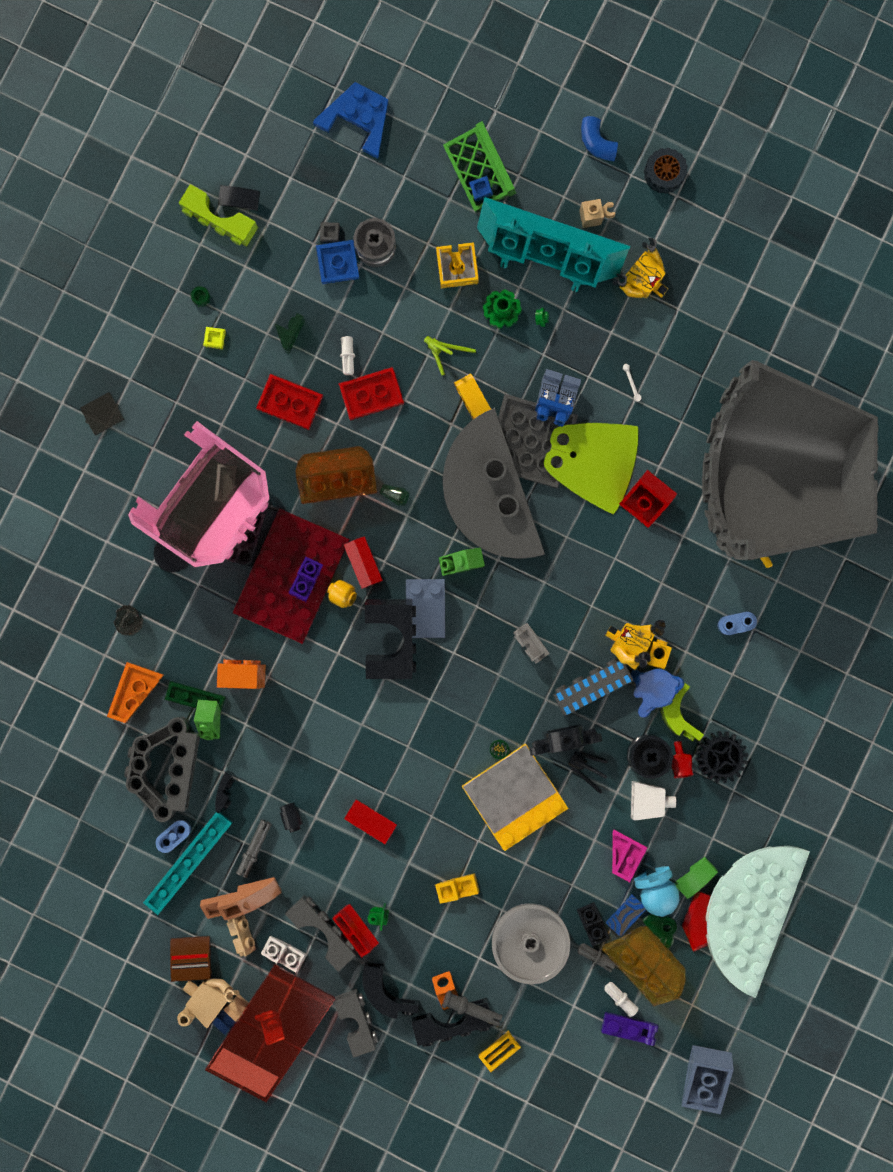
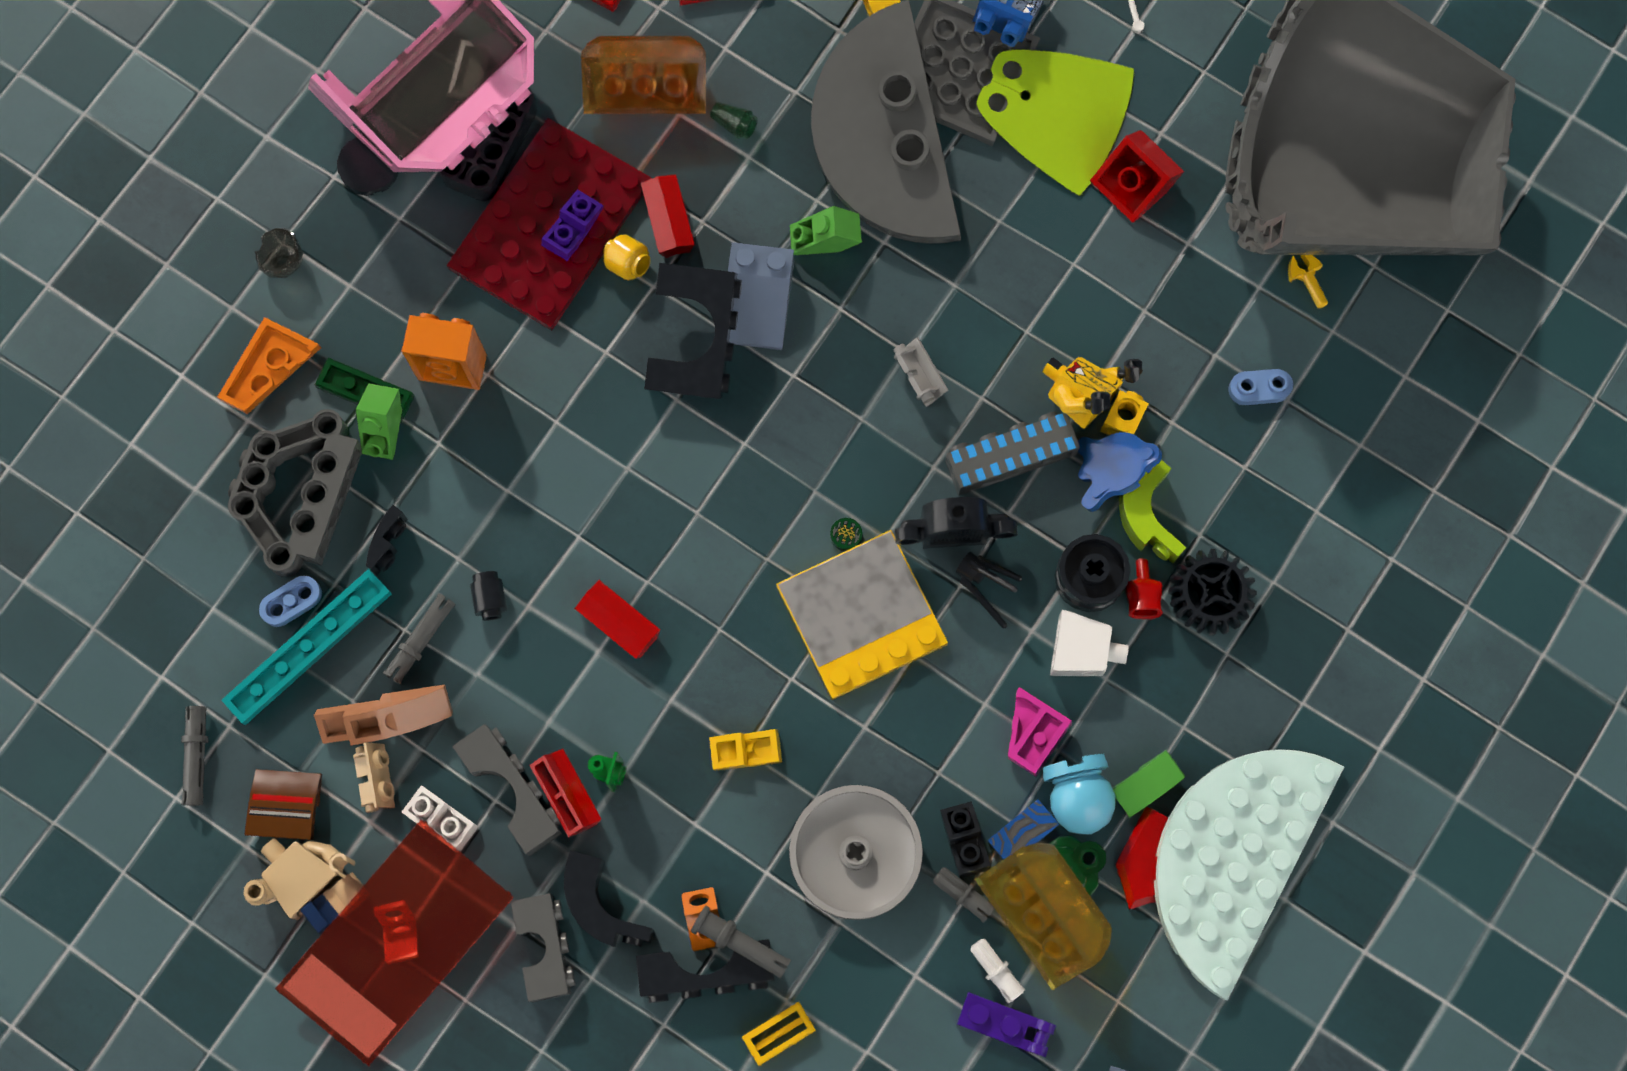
camera: 10 degrees right, 10 degrees down
(133, 941) = (194, 750): none -> dark grey pin

